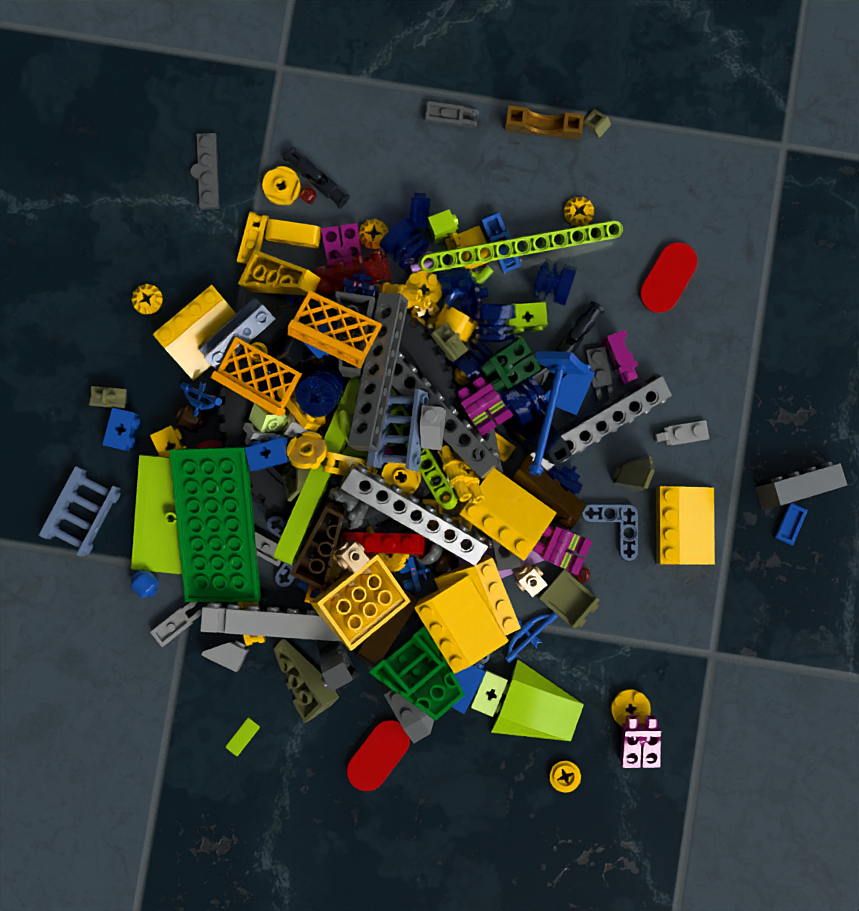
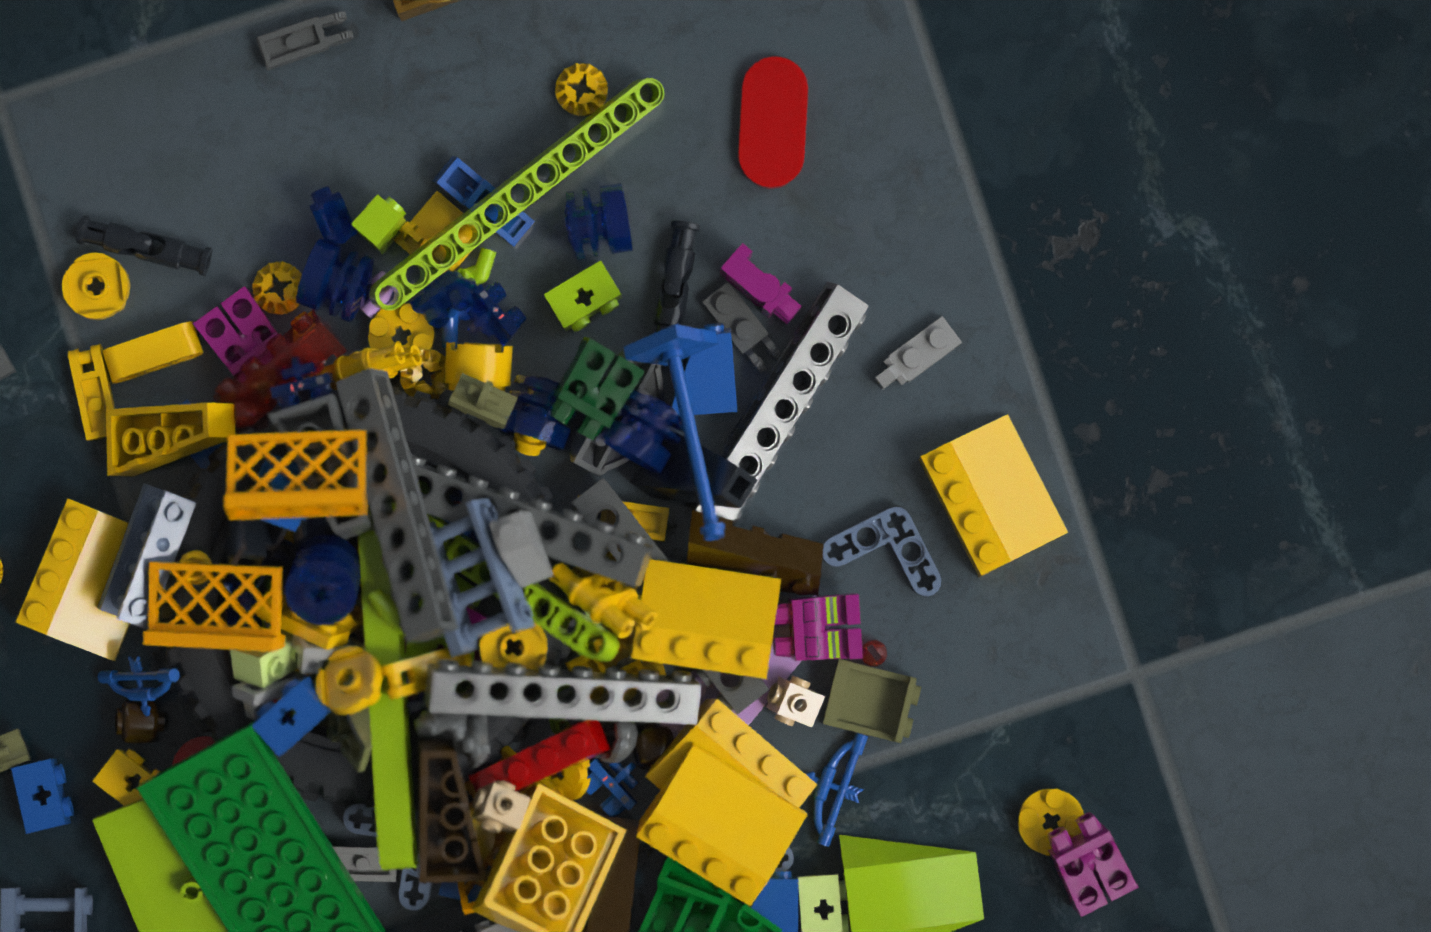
camera: 20 degrees left, 0 degrees up
(308, 195) = (146, 280): clear red hinge -> none
(484, 400) = (576, 471): magenta hips -> none
(495, 322) = (538, 332): clear blue wheel -> none
(566, 478) = (773, 515): clear blue hips -> none
(635, 474) = (871, 457): olive wedge -> none
(790, 523) = (1154, 409): blue tile -> none
(801, 486) = (1139, 343): dark grey wedge -> none

